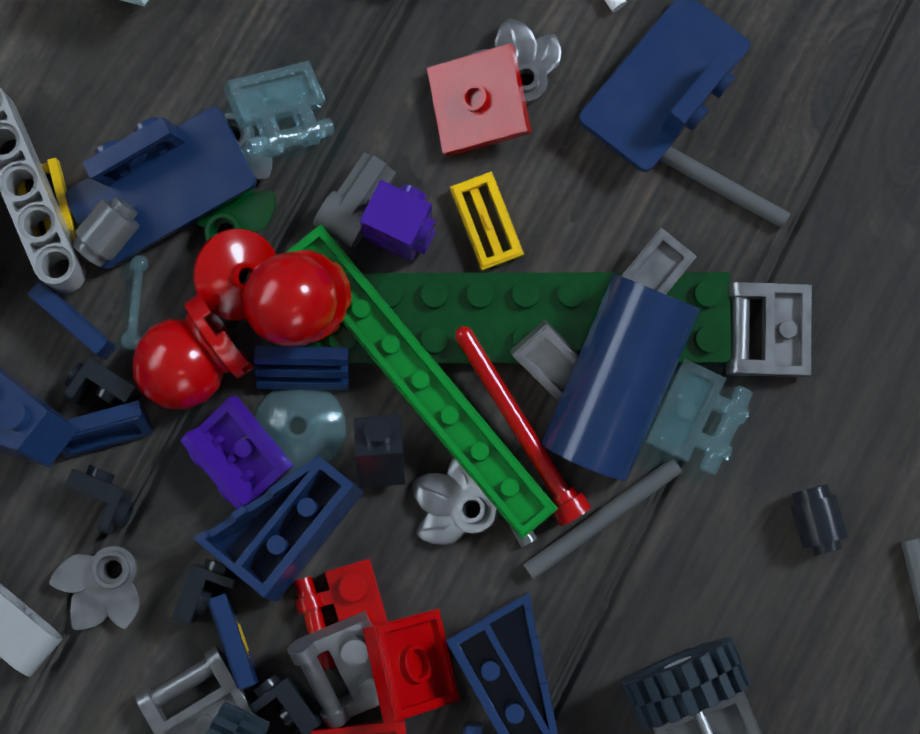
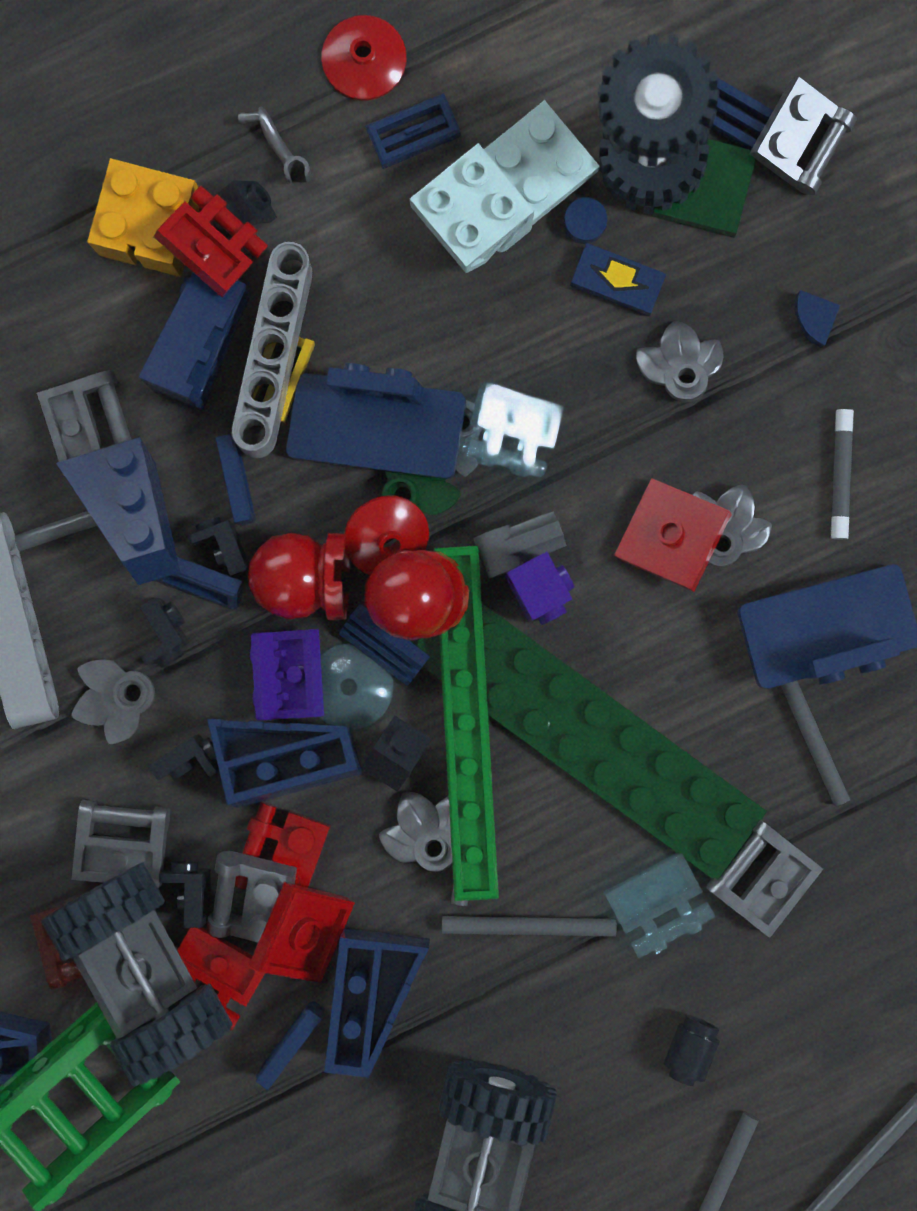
camera: 40 degrees right, 5 degrees up
(106, 230) = (310, 431): dark grey brick -> none
(139, 265) = (271, 524): clear light blue hinge -> none
(233, 641) = (183, 815): dark blue tile -> none
(500, 257) = (618, 597): yellow tile -> none
(546, 358) = (579, 790): flat silver tile -> none
(567, 500) = (511, 893): red piece -> none
(620, 378) = (620, 834): dark blue brick -> none
(660, 263) = (701, 772): flat silver tile -> none

